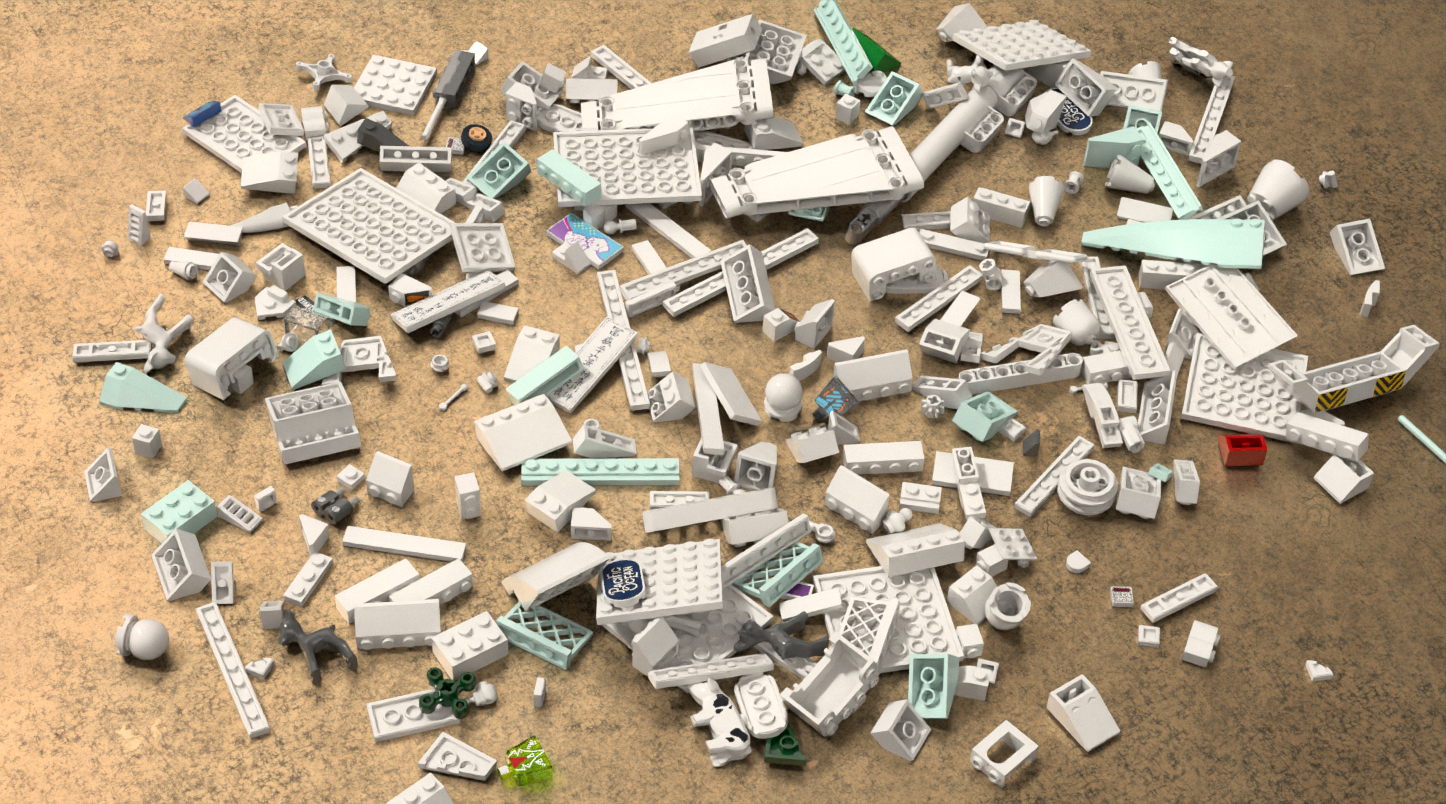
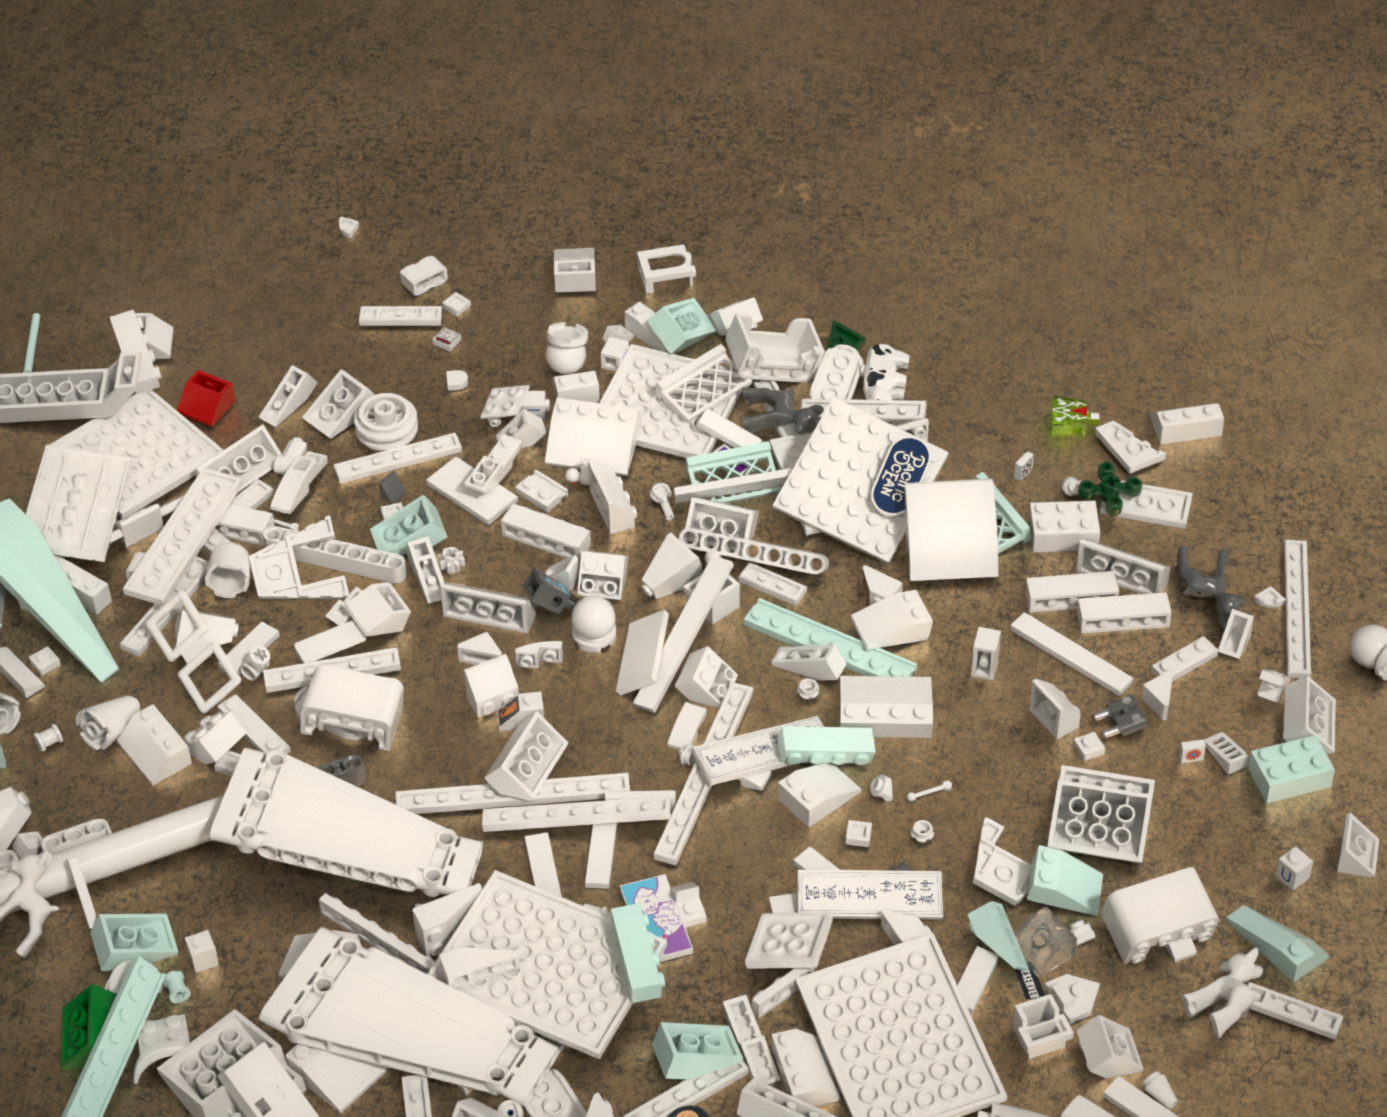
camera: 145 degrees left, 0 degrees up
(1161, 472) = (301, 415): light aqua tile -> none

